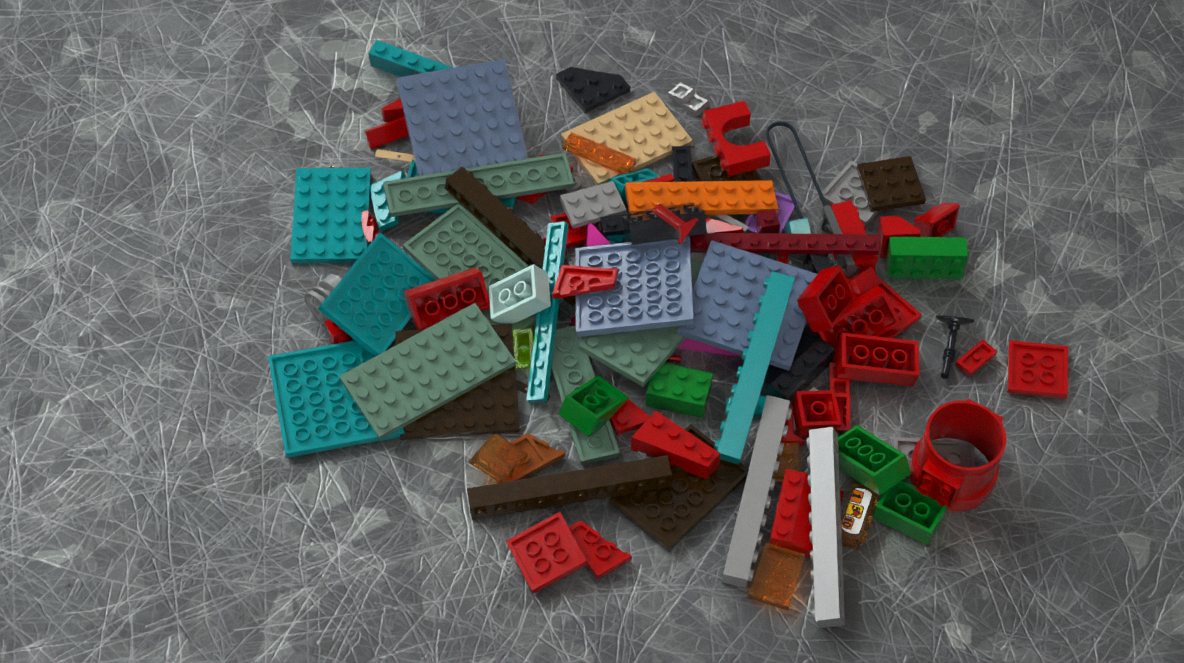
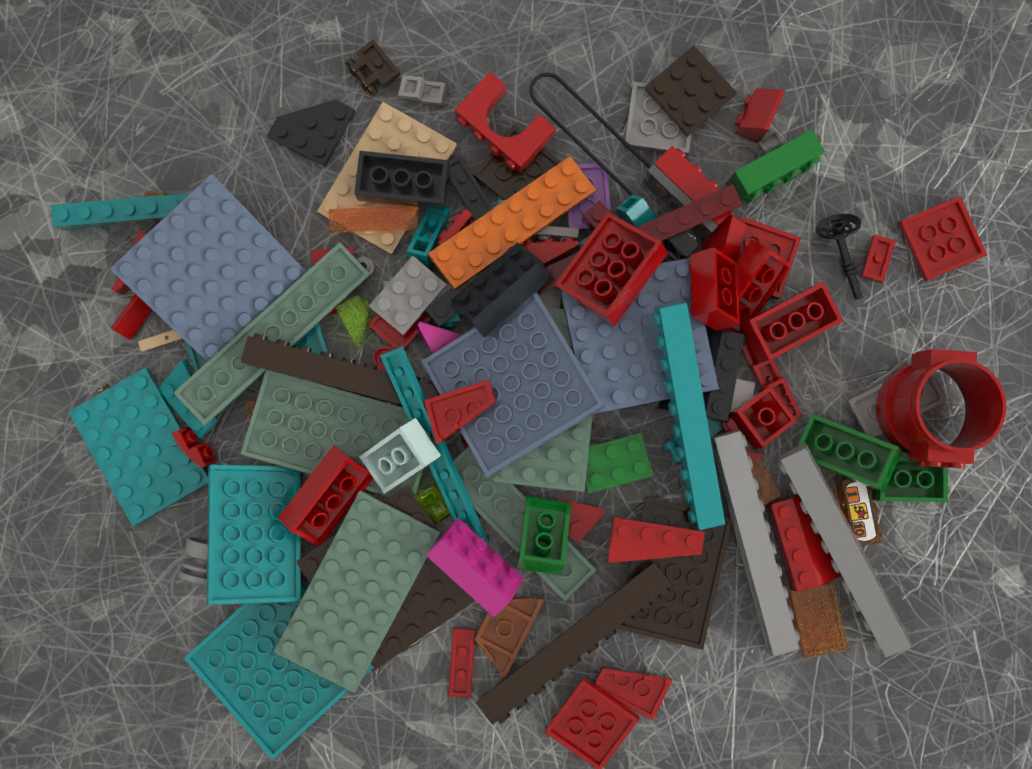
camera: 30 degrees left, 30 degrees up
(466, 473) = (462, 662): none -> red tile
(498, 458) = (486, 650): clear orange slope -> none
(528, 394) = (475, 567): none -> dark pink brick
(545, 206) = (355, 318): none -> clear neon green slope
(636, 136) = (402, 180): none -> black brick
(665, 66) = (379, 65): none -> dark brown plate
(681, 226) = (529, 291): red piece -> none
(755, 245) = (612, 268): none -> red slope
(894, 227) = (730, 157): red slope -> none

